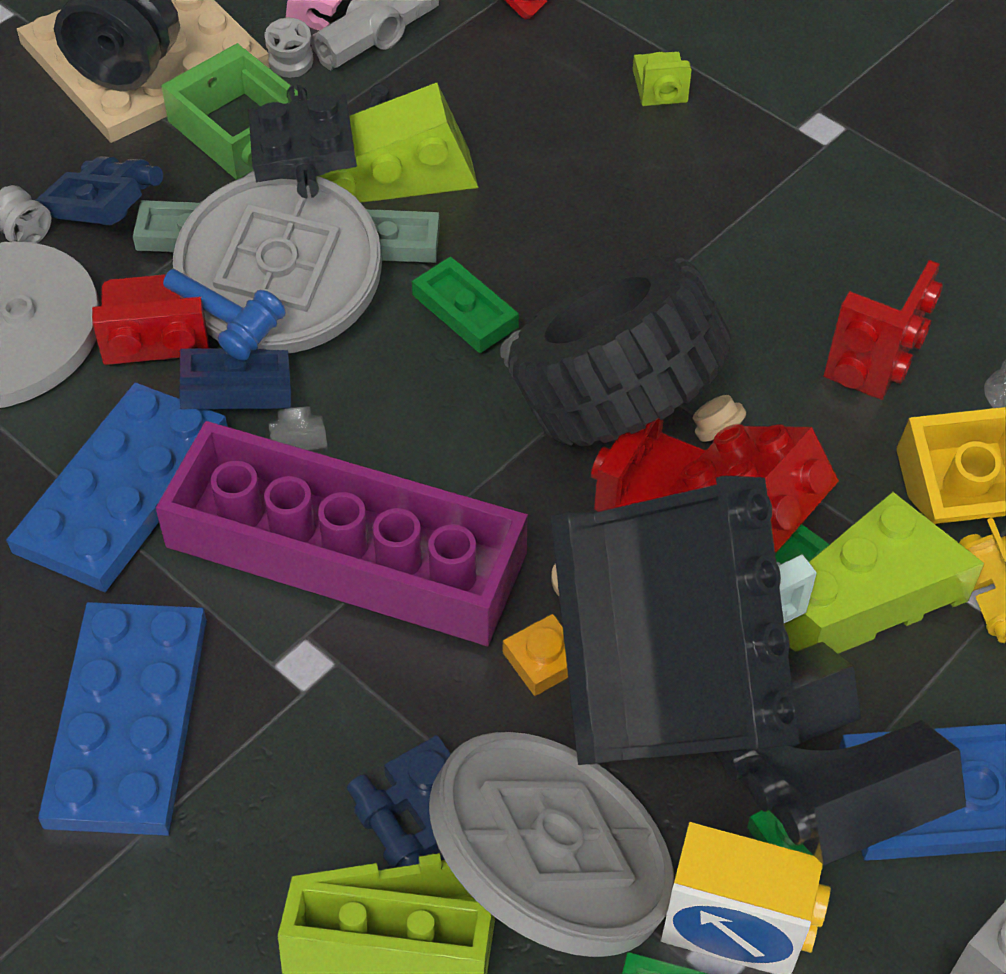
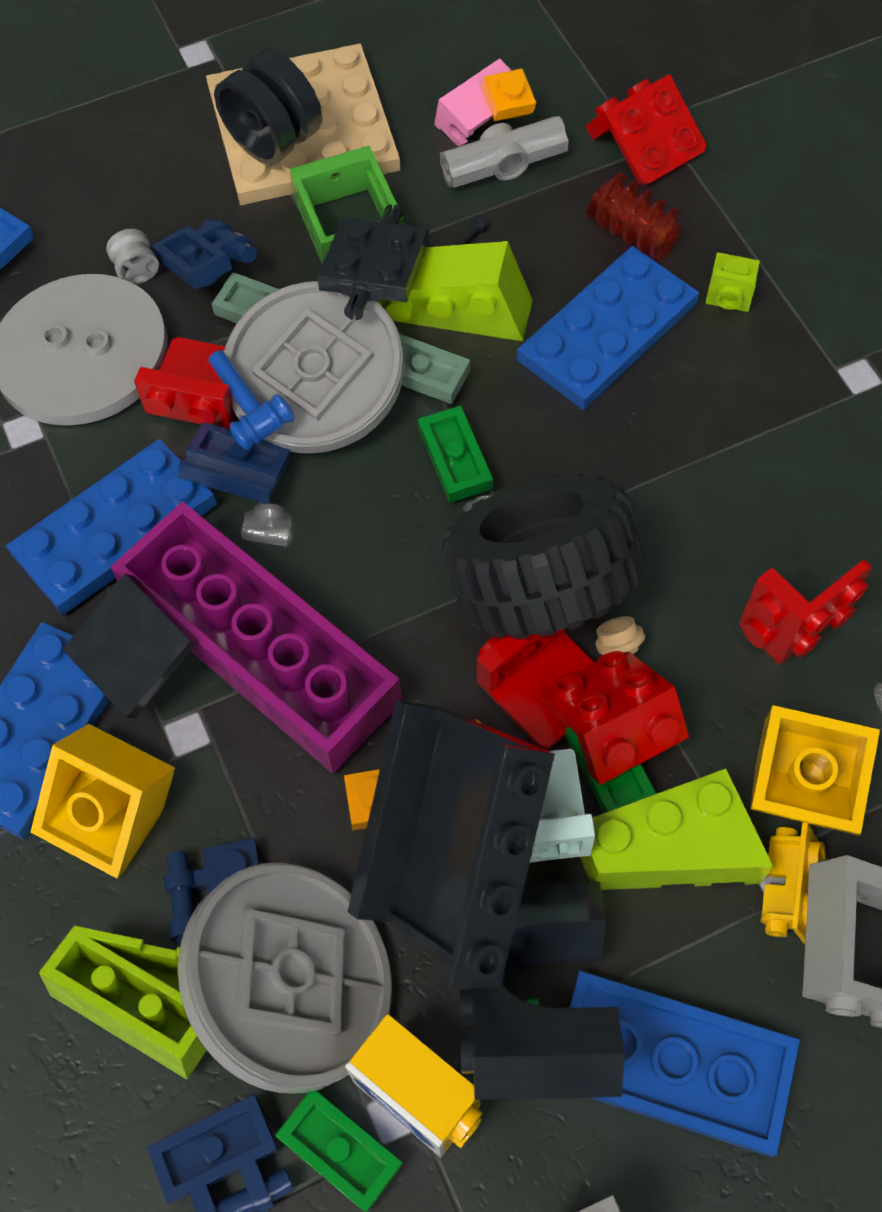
camera: 25 degrees right, 10 degrees up
(213, 580) = (130, 645): none -> black tile
(245, 756) = (100, 798): none -> yellow slope
(289, 47) = (418, 147): light grey wheel -> none
(539, 43) = (635, 218): none -> clear red piece
(558, 151) = (607, 327): none -> blue plate

